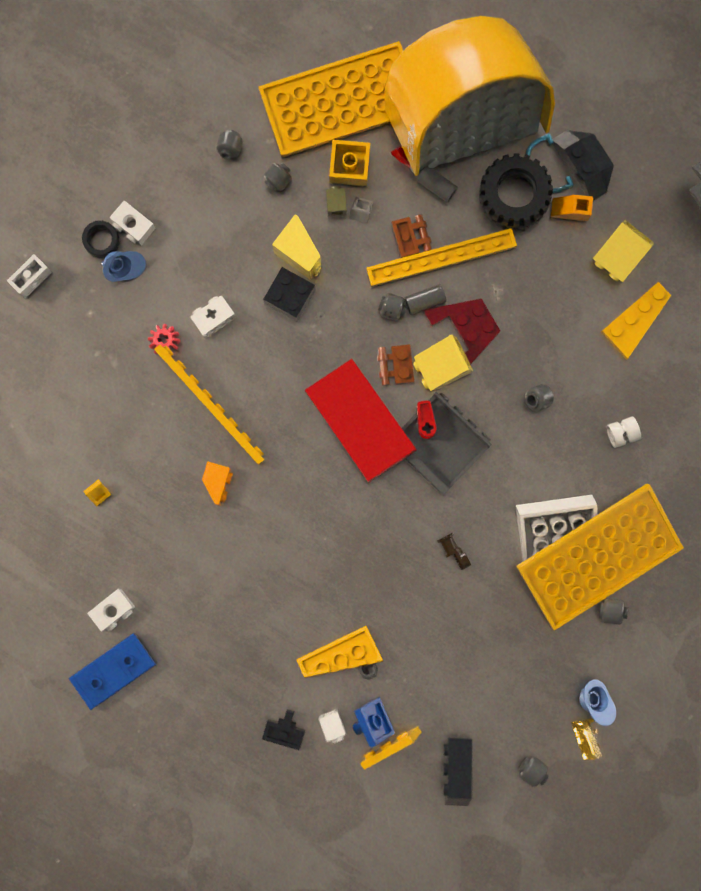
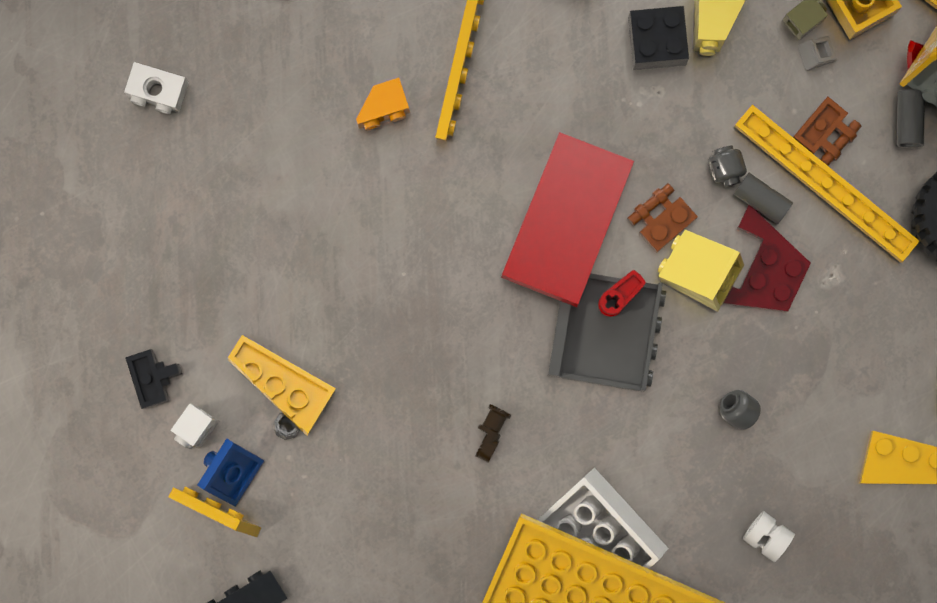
camera: 60 degrees right, 0 degrees up
(112, 671) = (88, 136): blue container -> none

